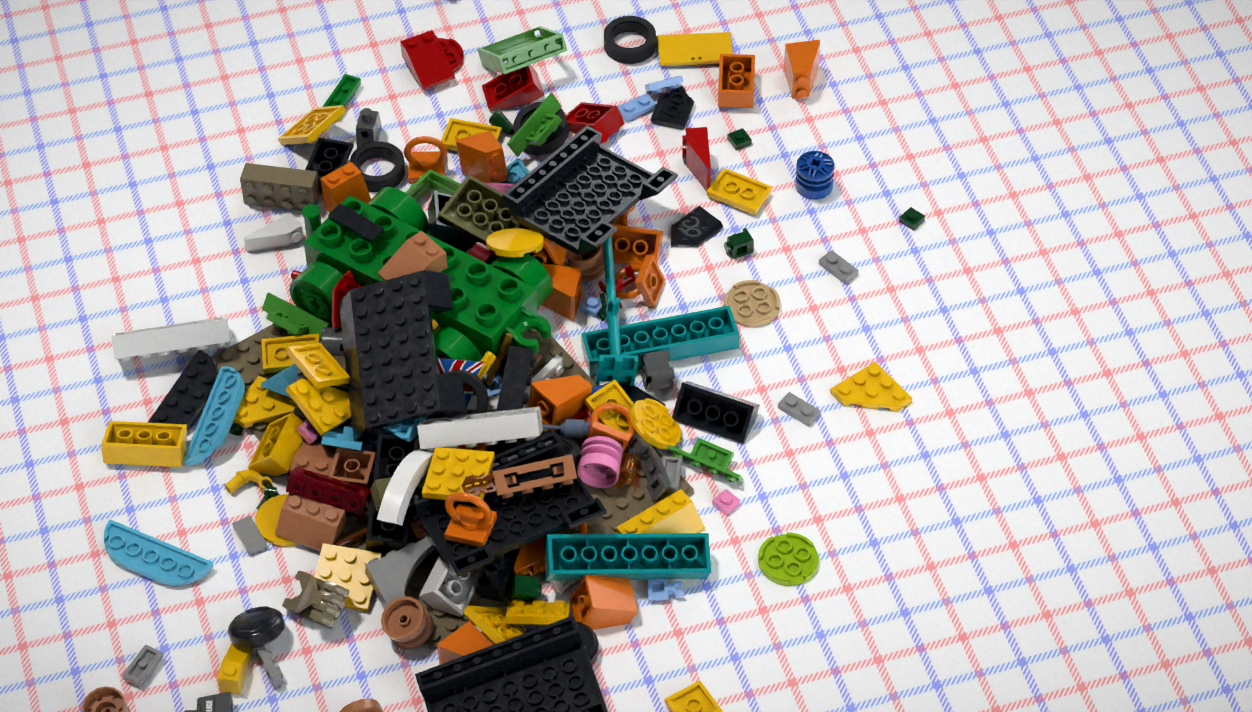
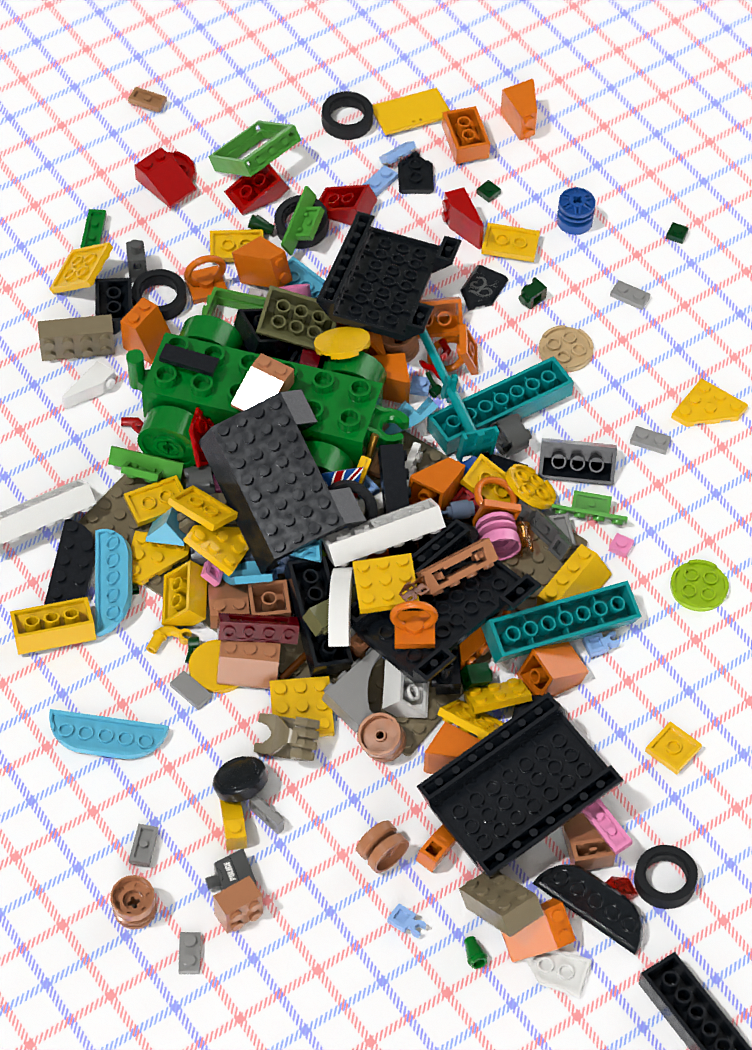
camera: 20 degrees left, 5 degrees up
(566, 329) = (415, 416): none -> medium azure slope

